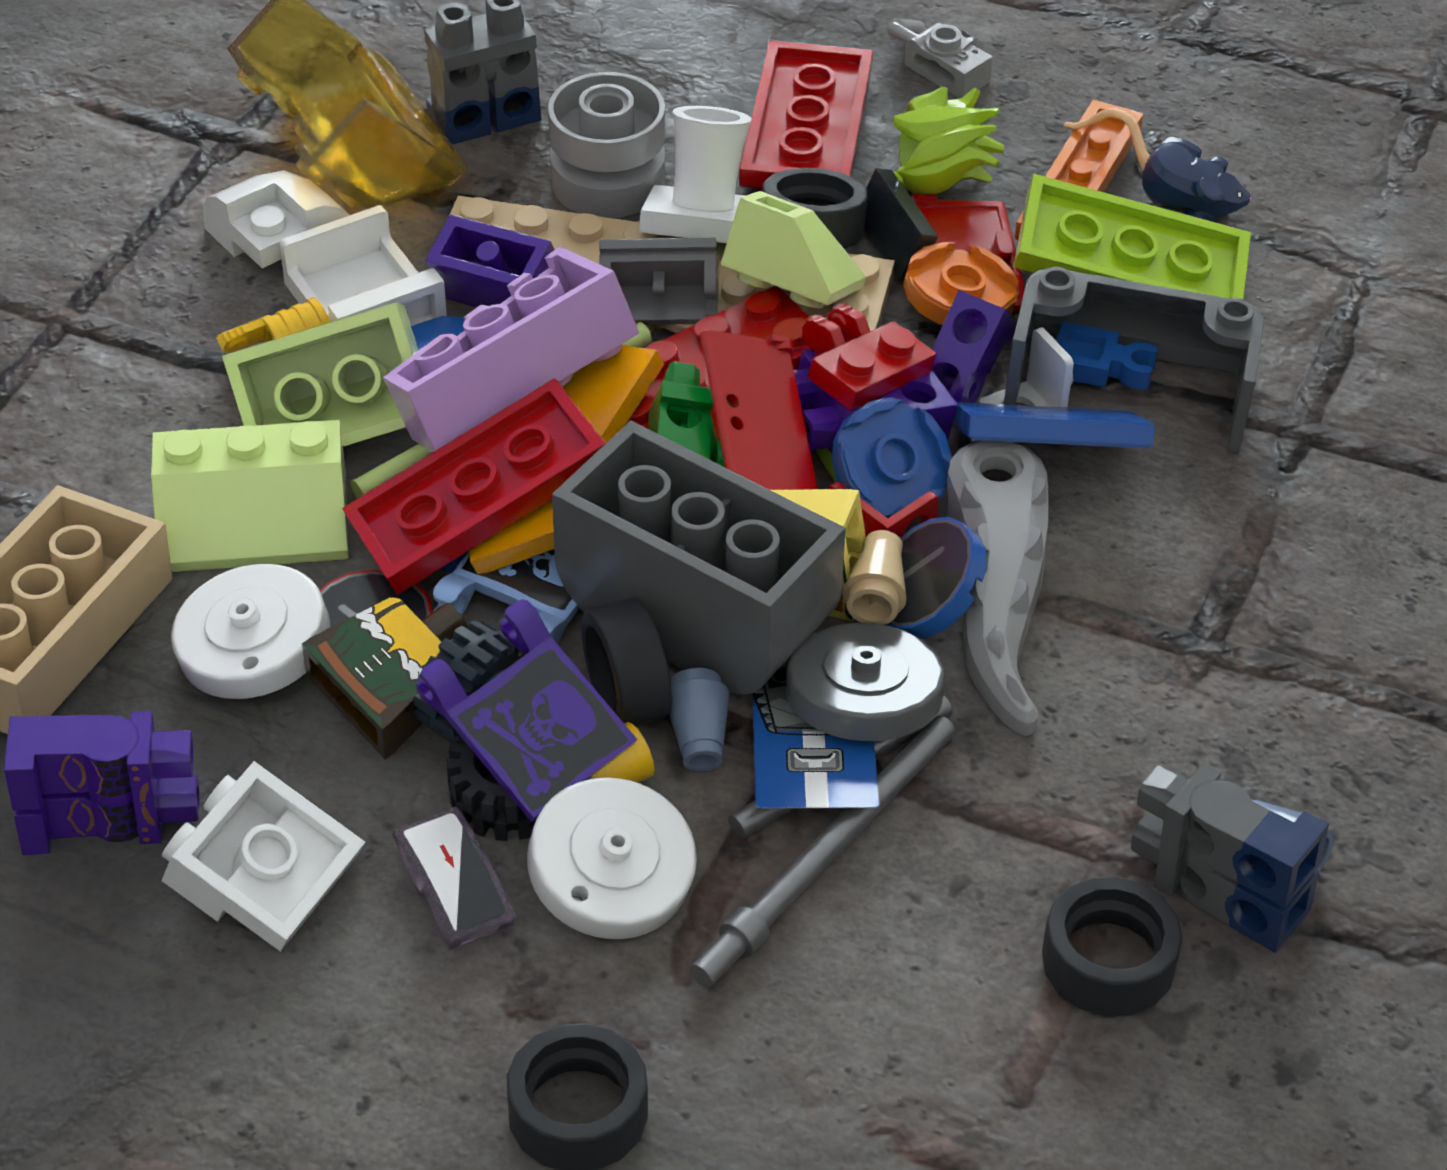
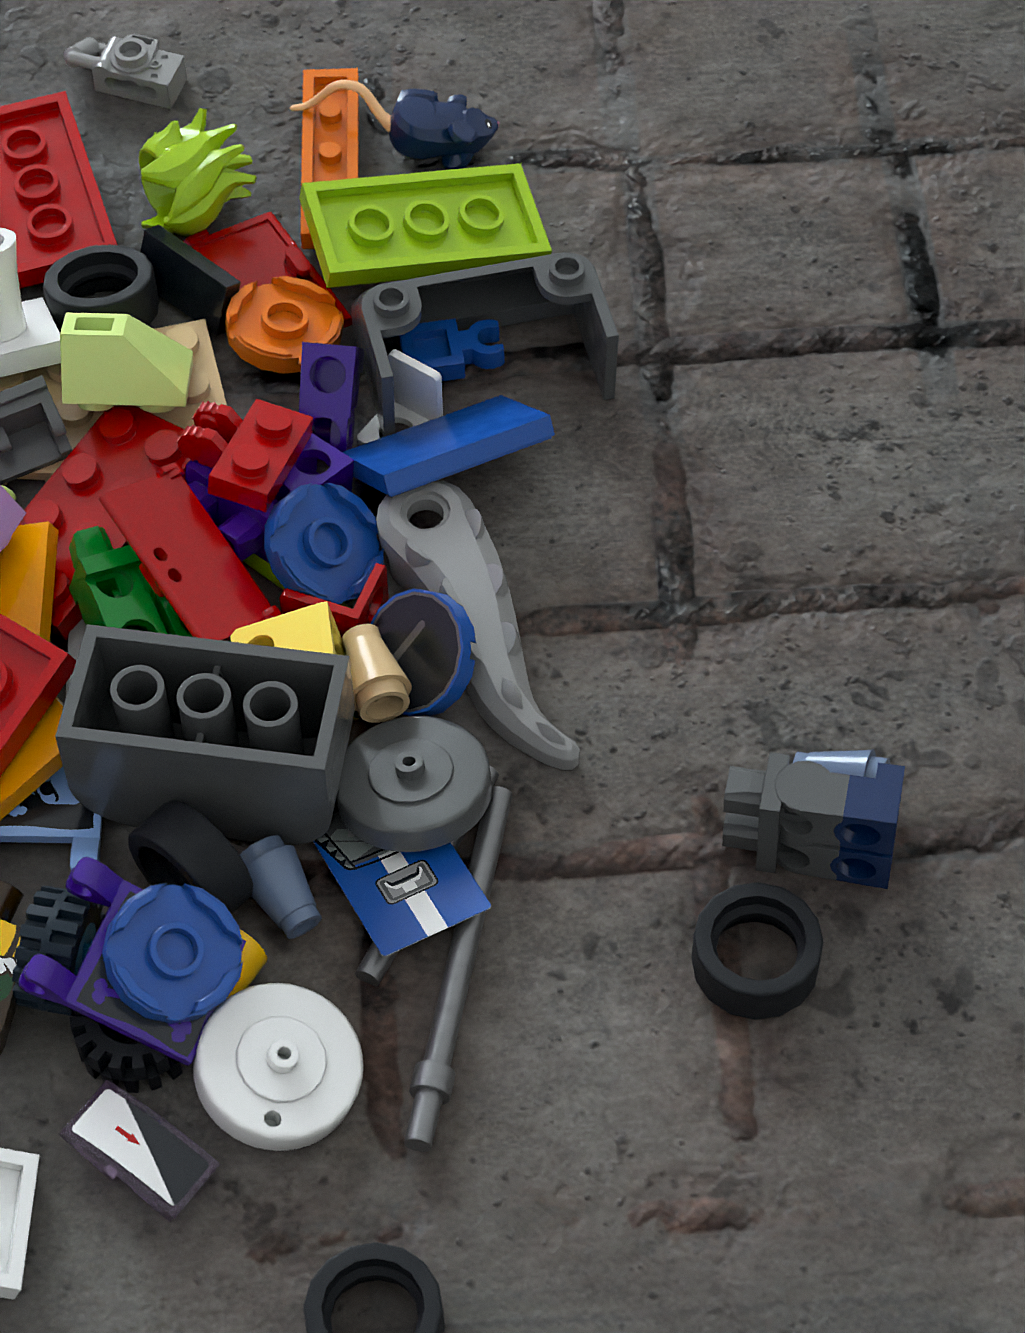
camera: 25 degrees left, 10 degrees up
(563, 715) = (173, 953): none -> blue tile

